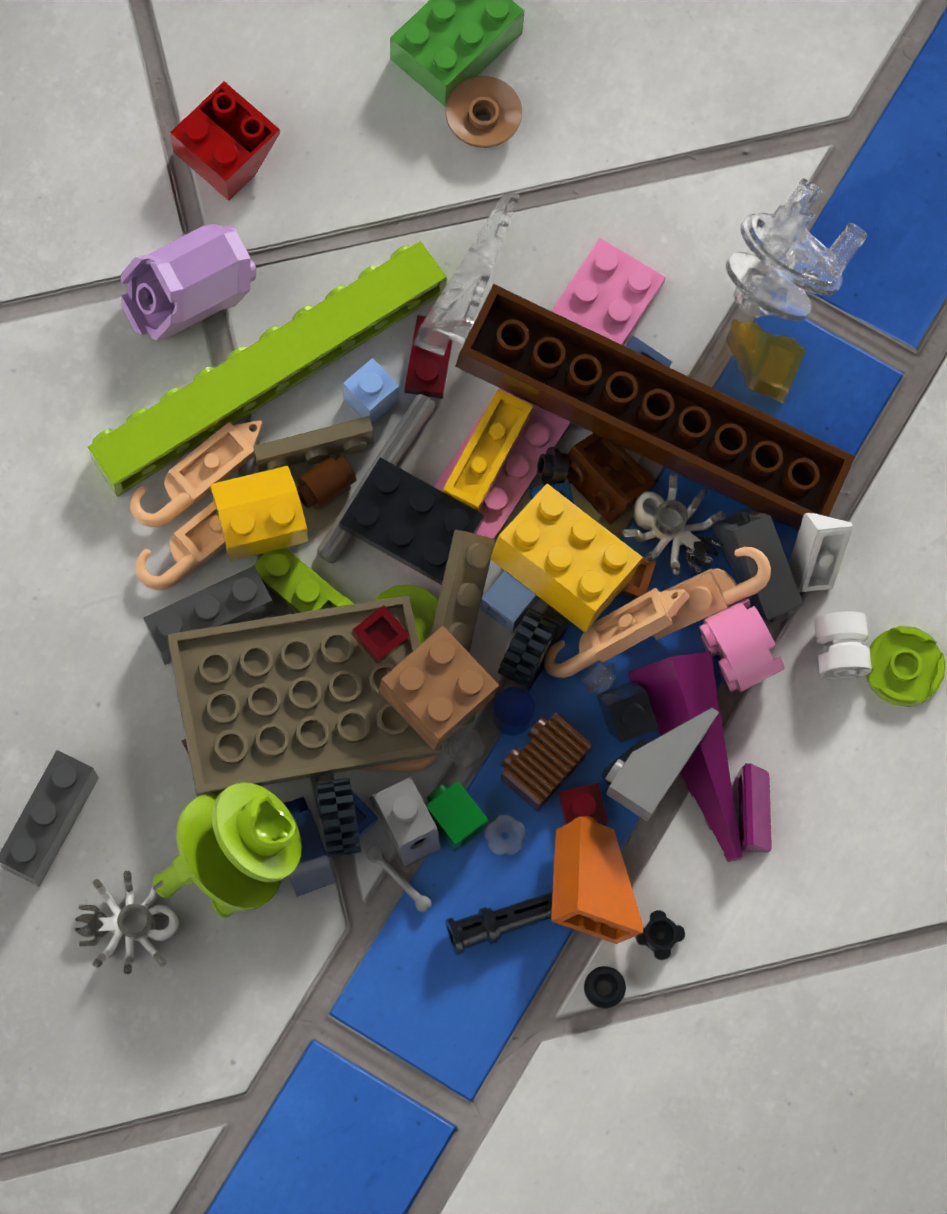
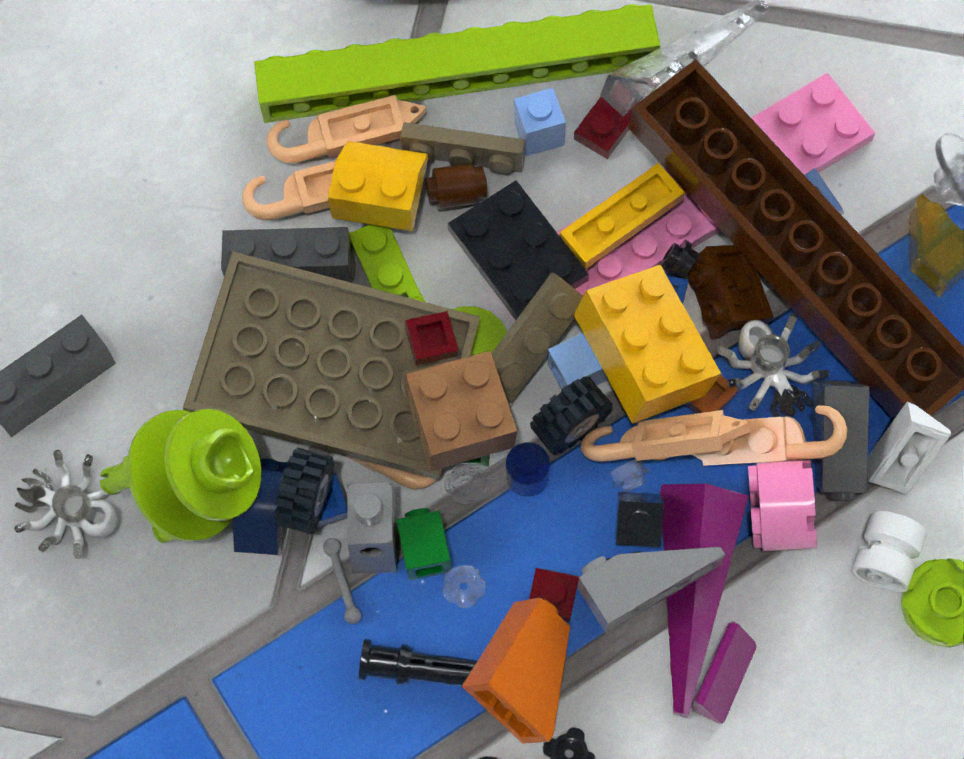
camera: 35 degrees right, 5 degrees down
(393, 452) = (534, 185): light grey axle -> none
(544, 761) = (536, 531): reddish brown brick -> none

